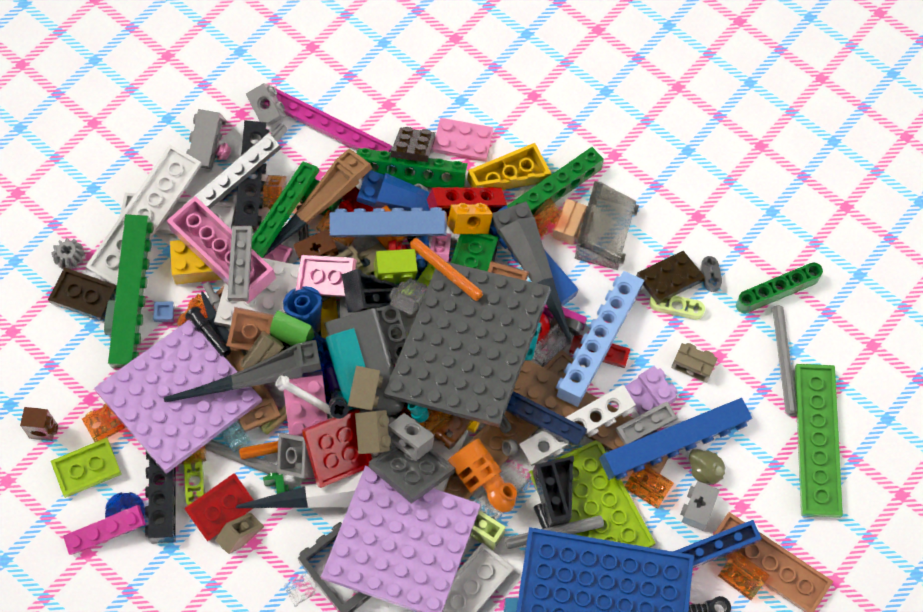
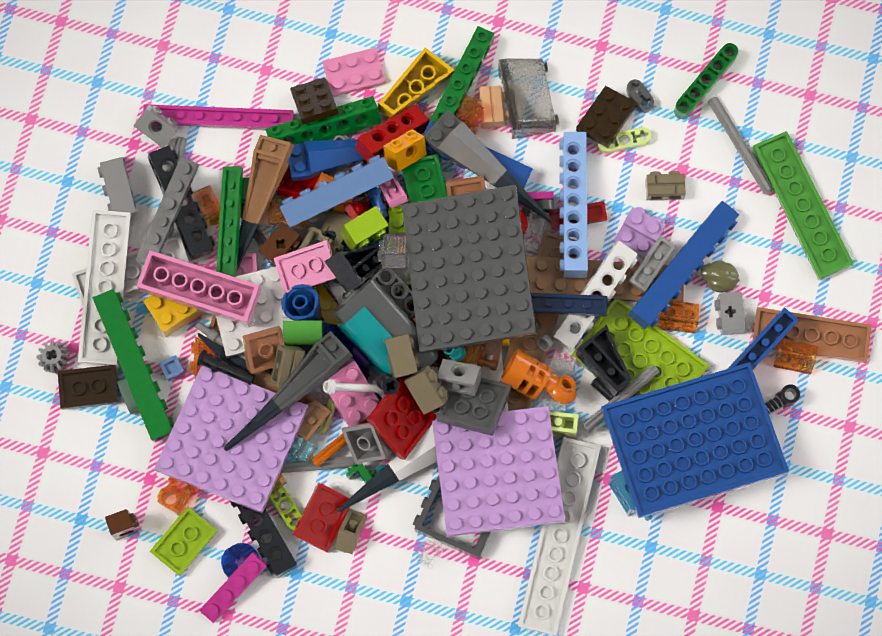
camera: 25 degrees left, 10 degrees up
(223, 151) = (140, 190): bright pink plate -> none
(240, 263) = (228, 295): light grey plate -> none
(446, 269) = (414, 211): orange axle -> none

